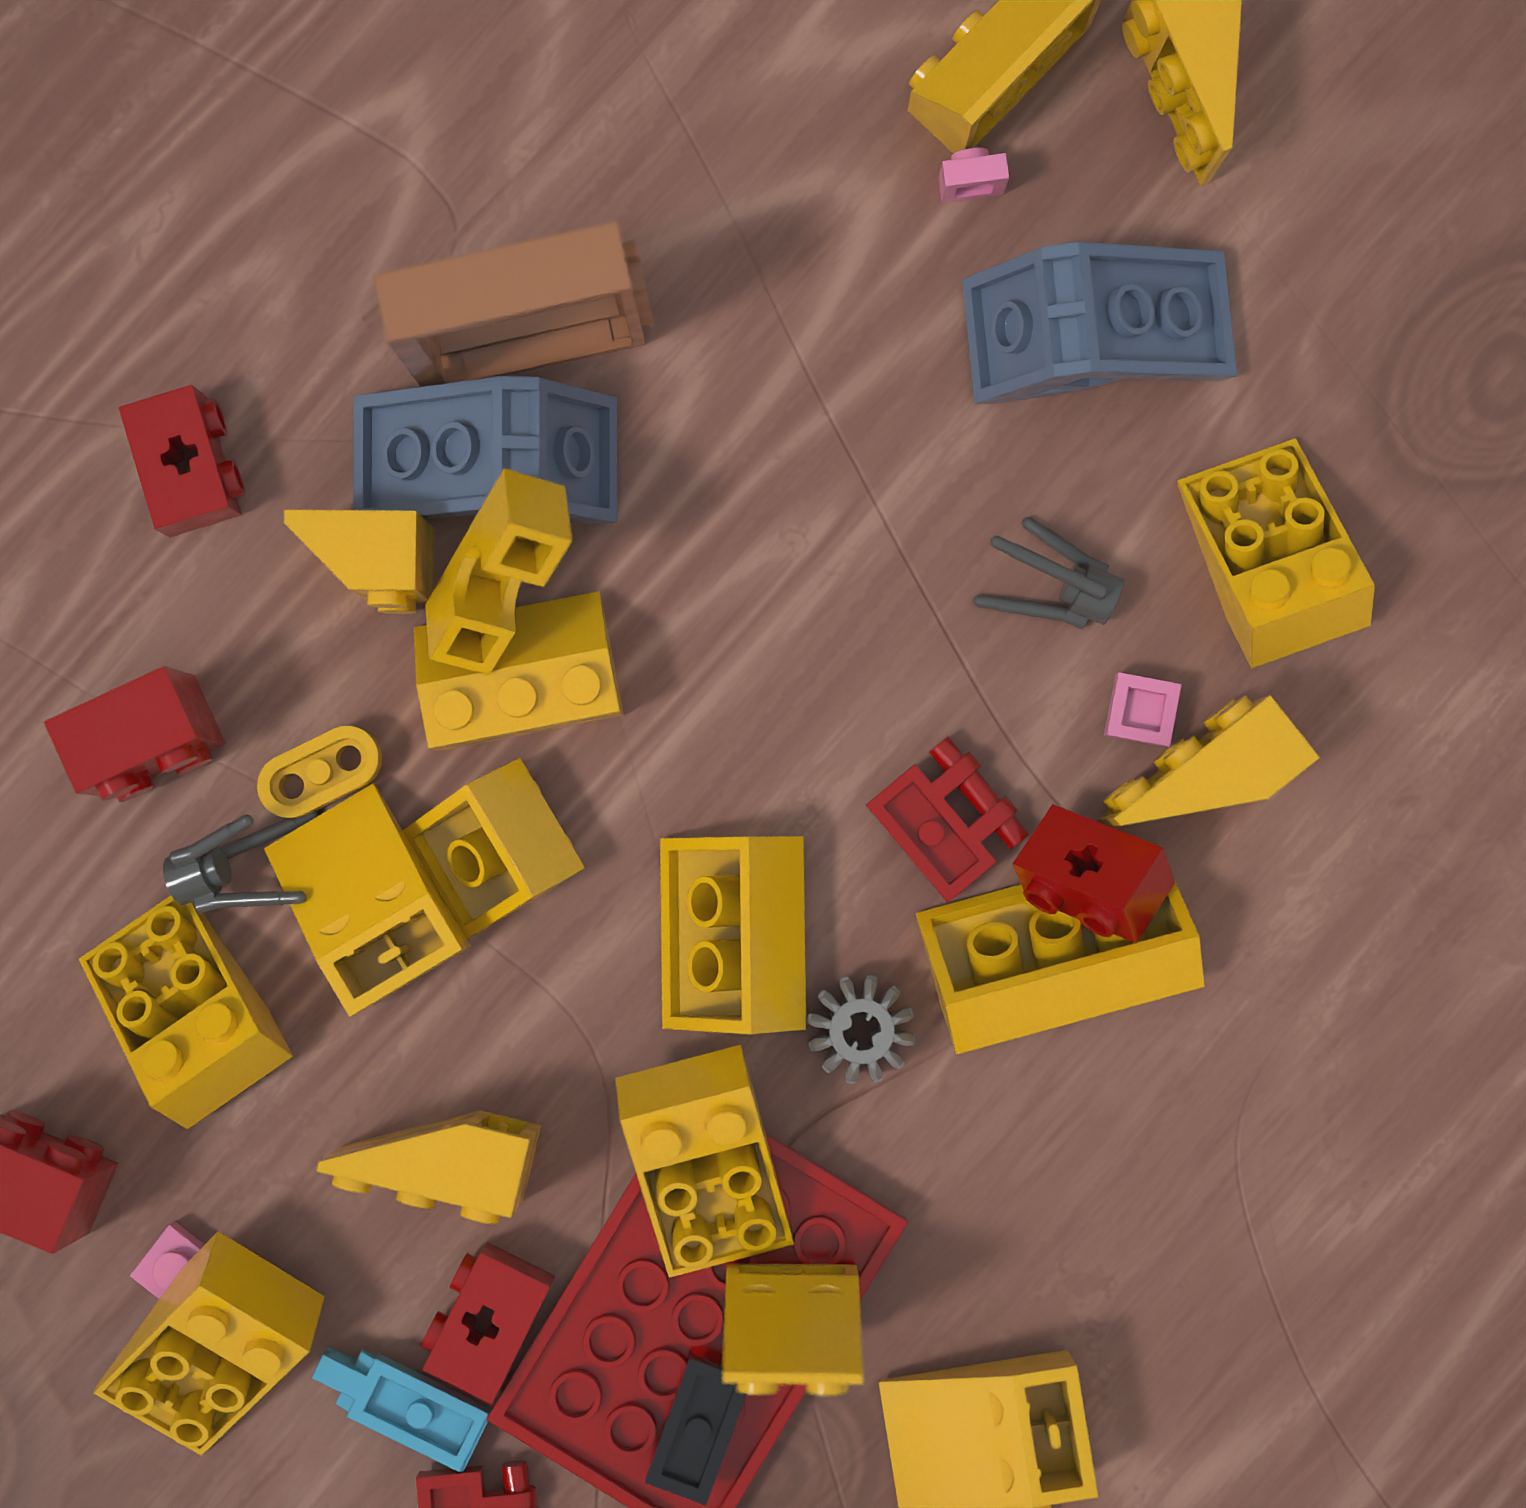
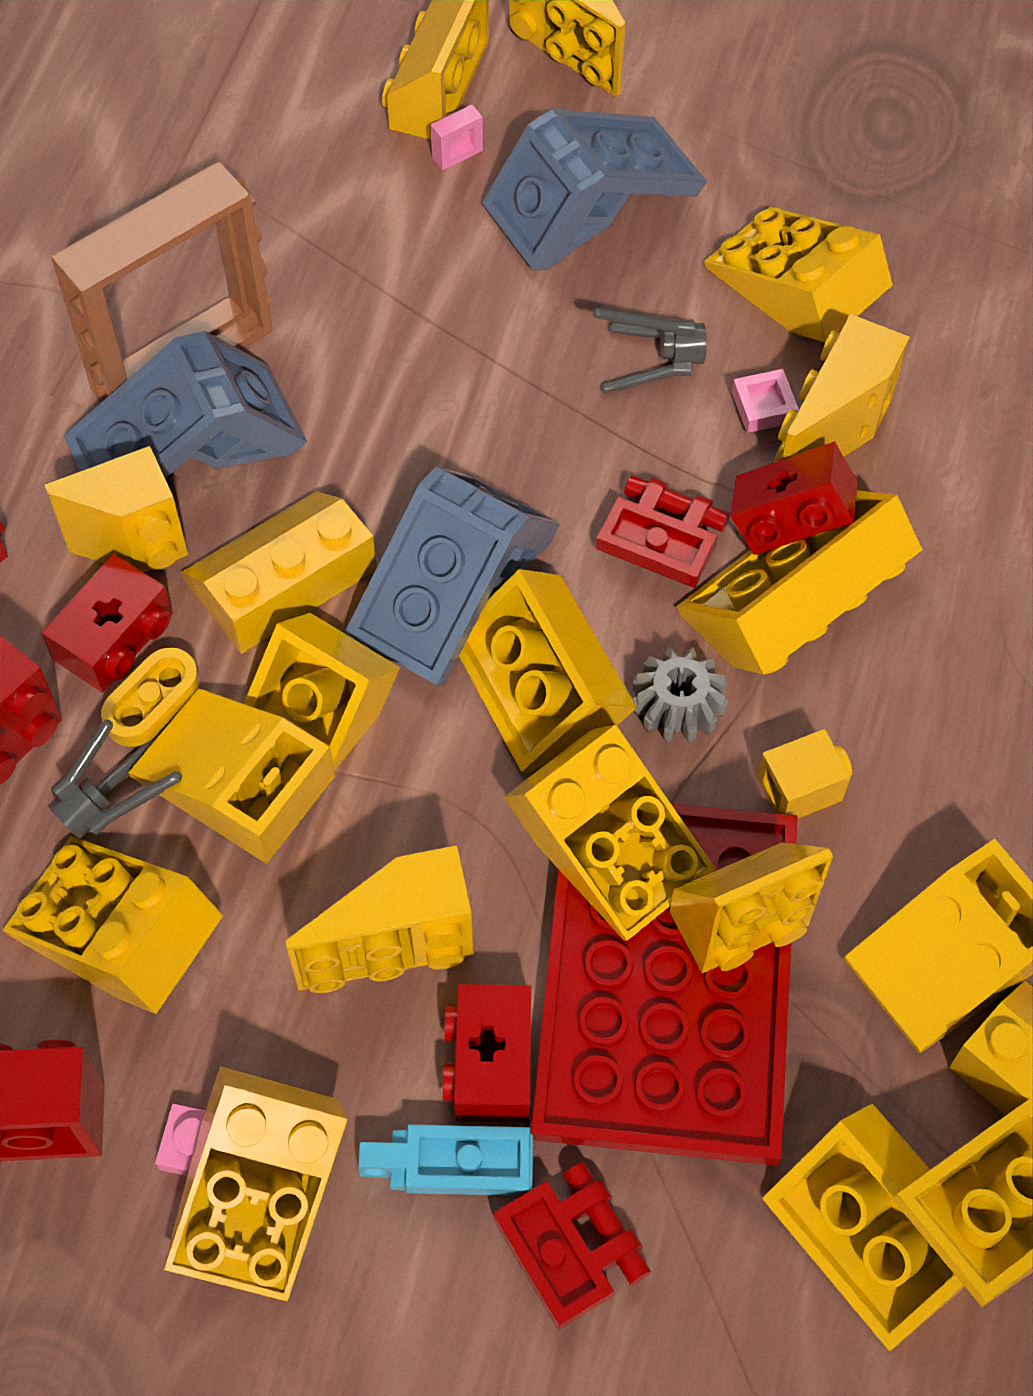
camera: 30 degrees left, 25 degrees down
(273, 667) = (108, 623): none -> red brick
(511, 540) = (223, 495): yellow arch -> none
(695, 770) = (441, 569): none -> sand blue bracket
(696, 1432) = (717, 1043): black plate -> none
(941, 1180) = (805, 775): none -> yellow brick

